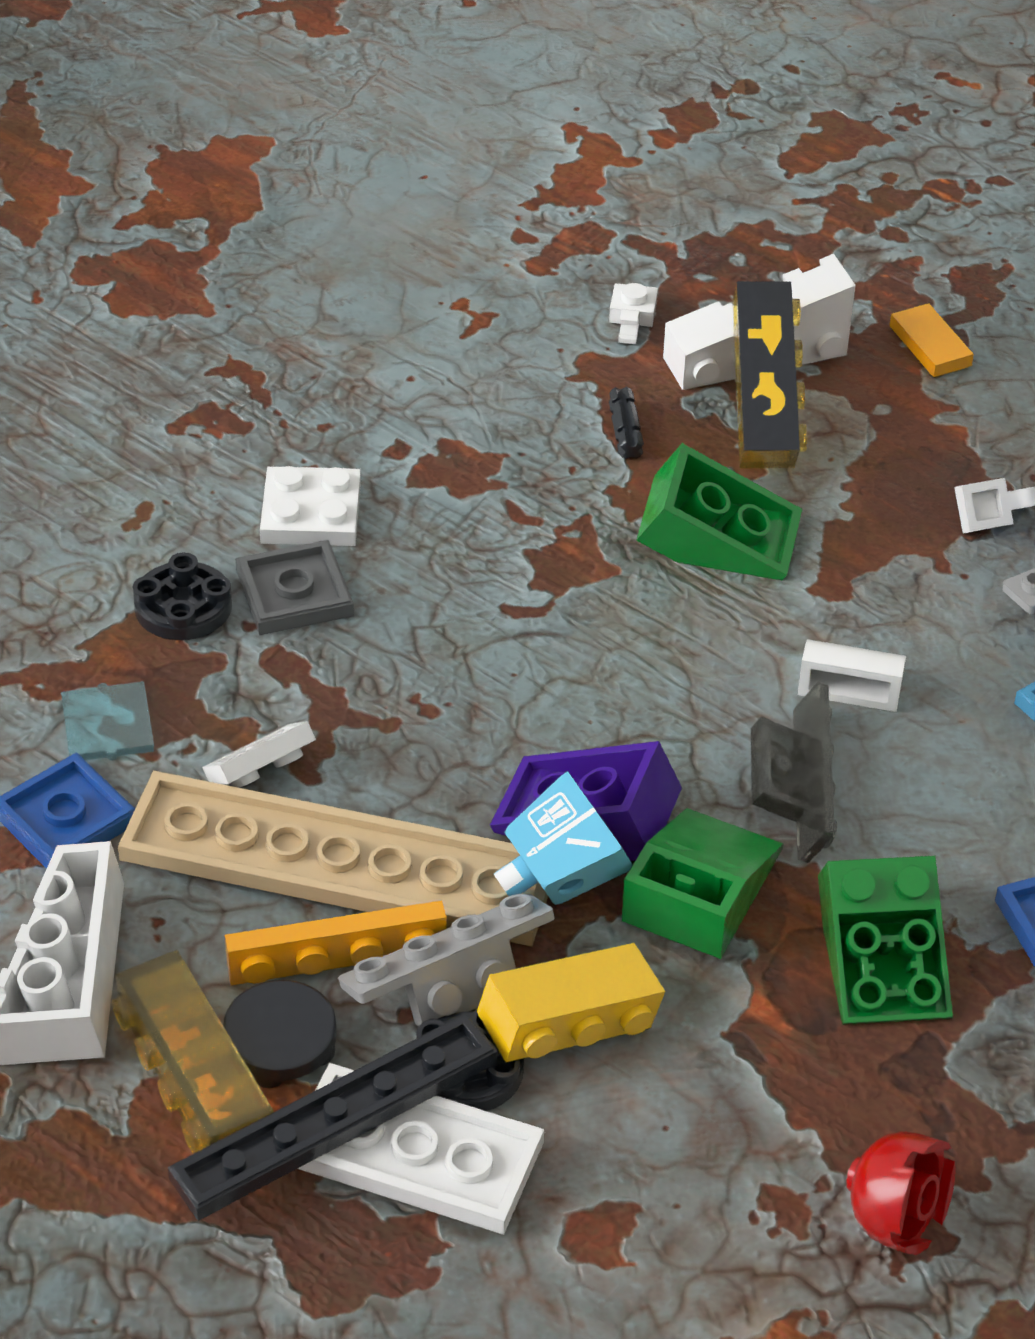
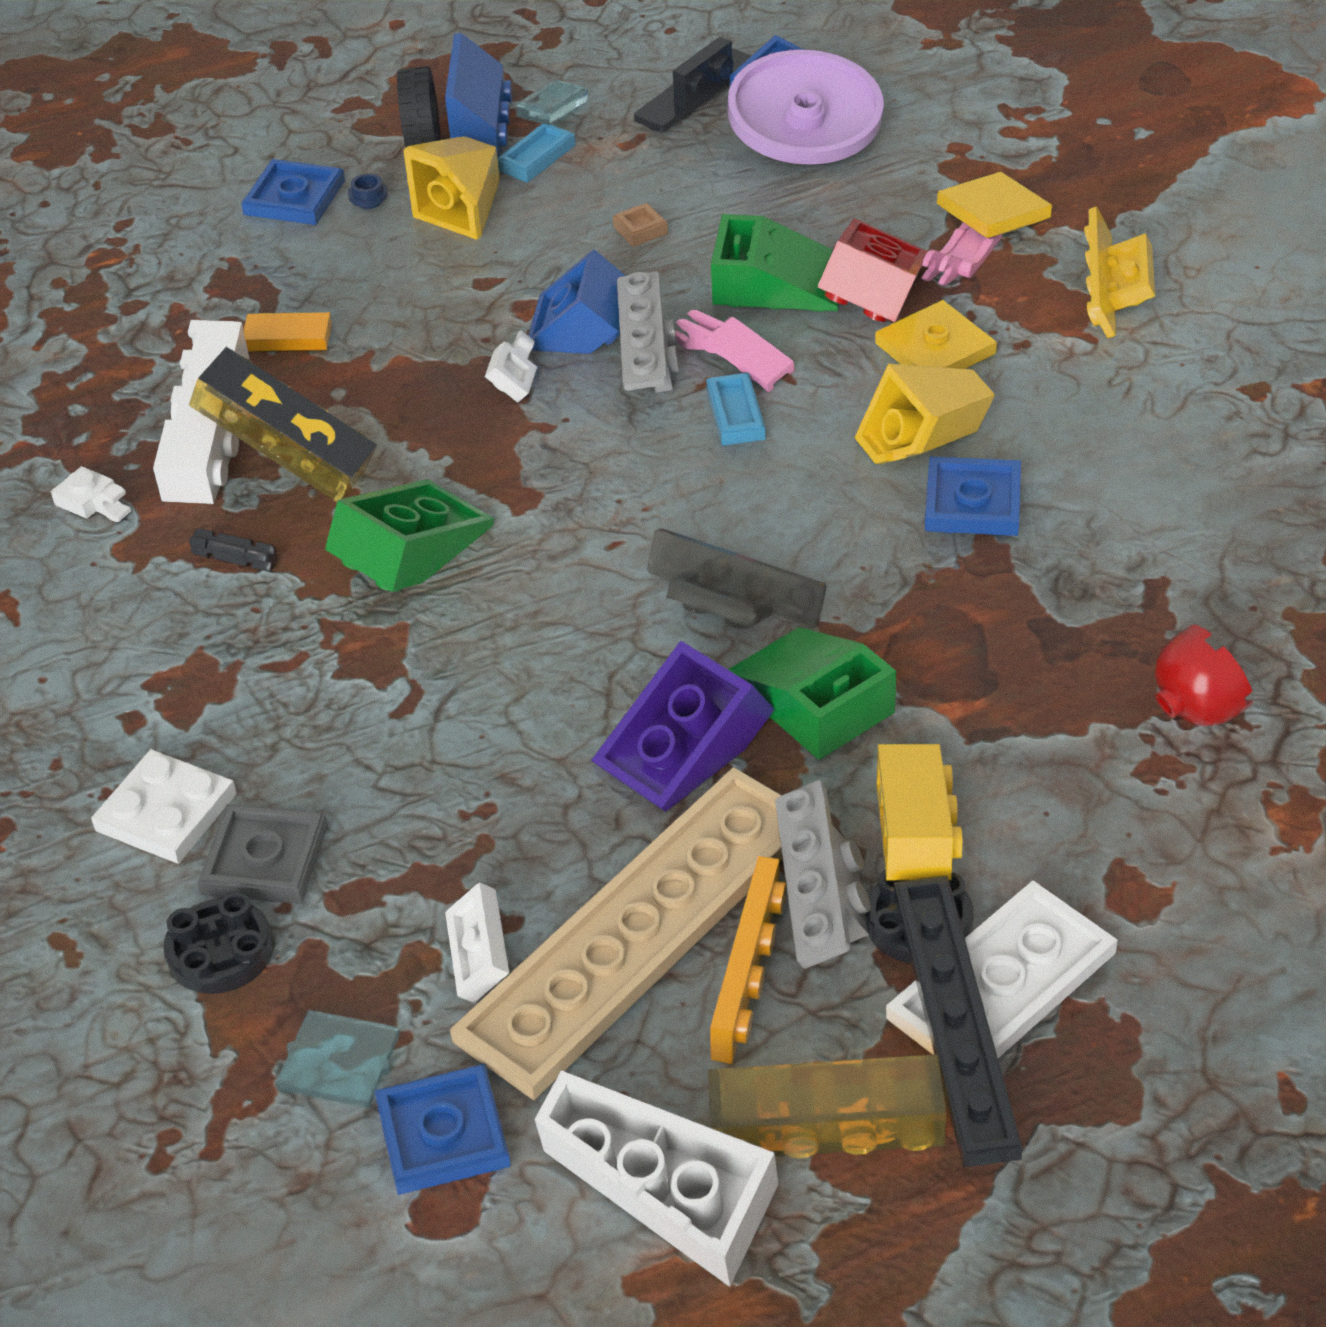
camera: 60 degrees left, 0 degrees up
(282, 1030) = (821, 1026): black tile -> none
(561, 846) = (757, 745): medium azure torso -> none
(853, 674) = (631, 524): white brick -> none
(885, 939) = (936, 602): green slope -> none

